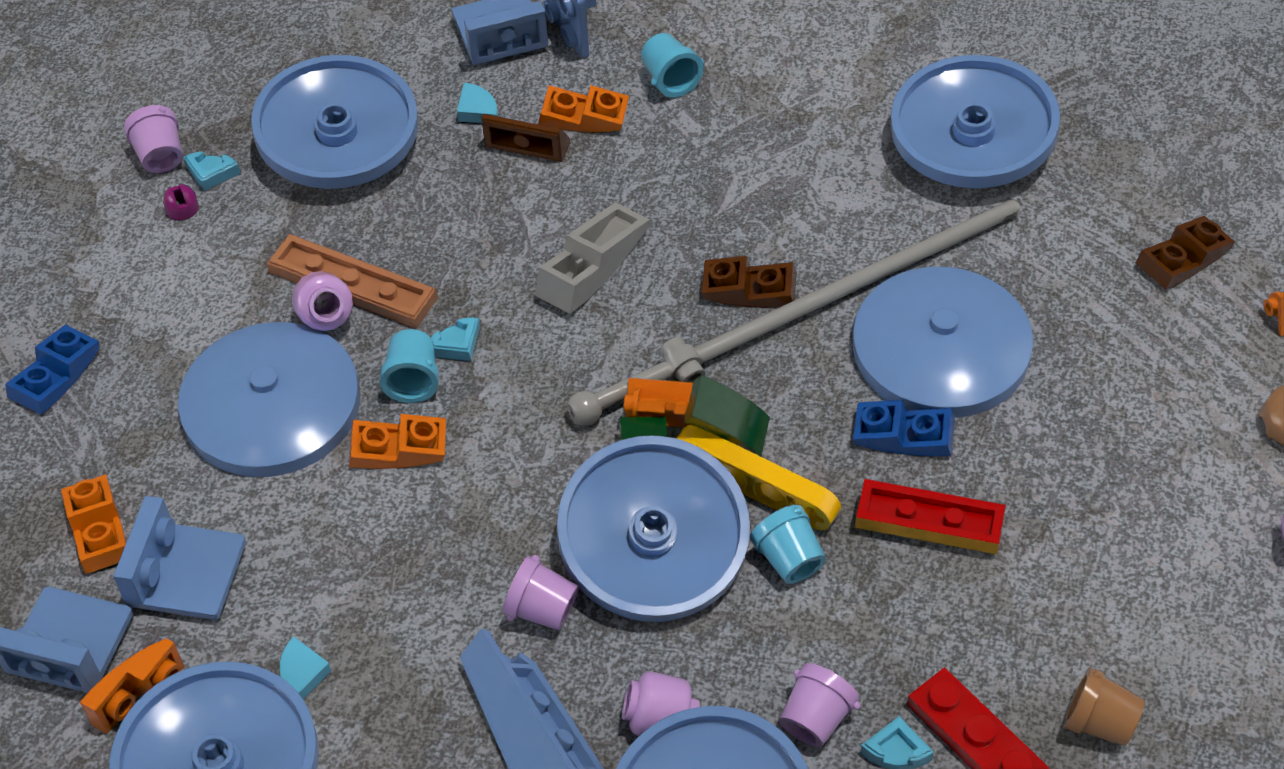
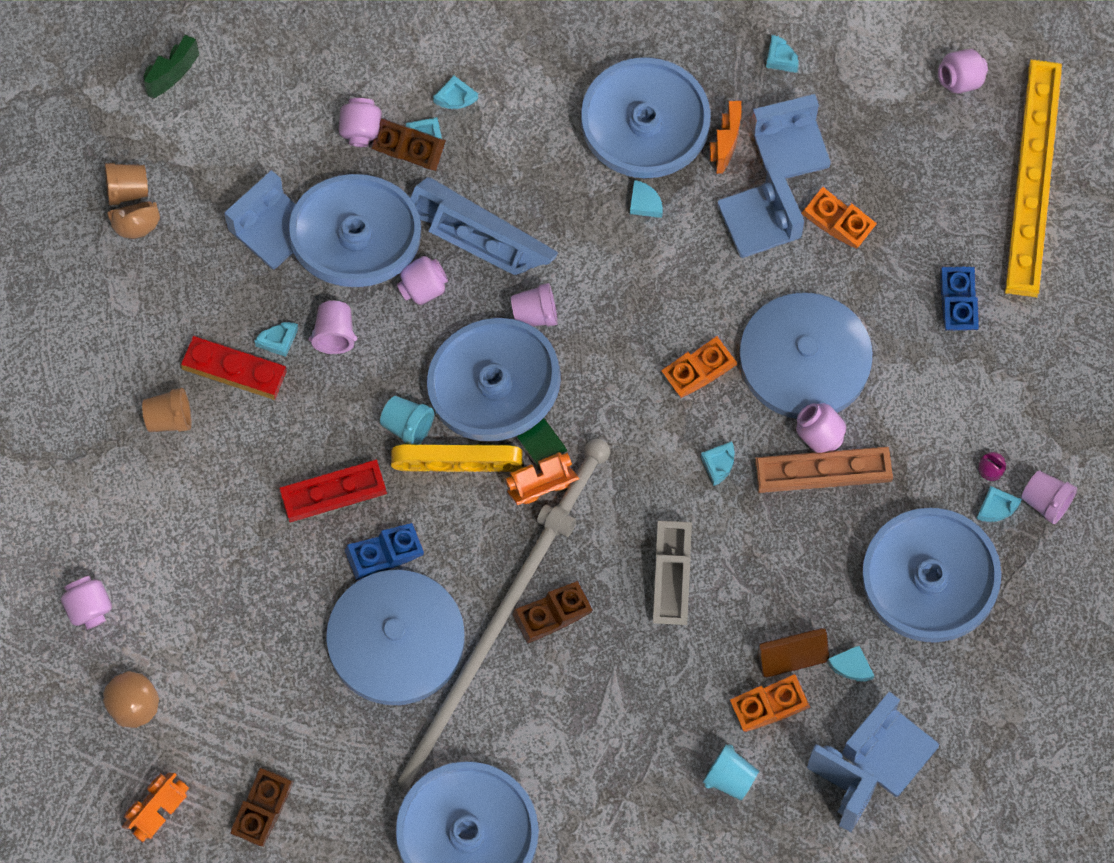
camera: 145 degrees right, 15 degrees up
(410, 367) = (728, 415): medium azure piece -> none
(727, 414) = (492, 476): dark green slope -> none

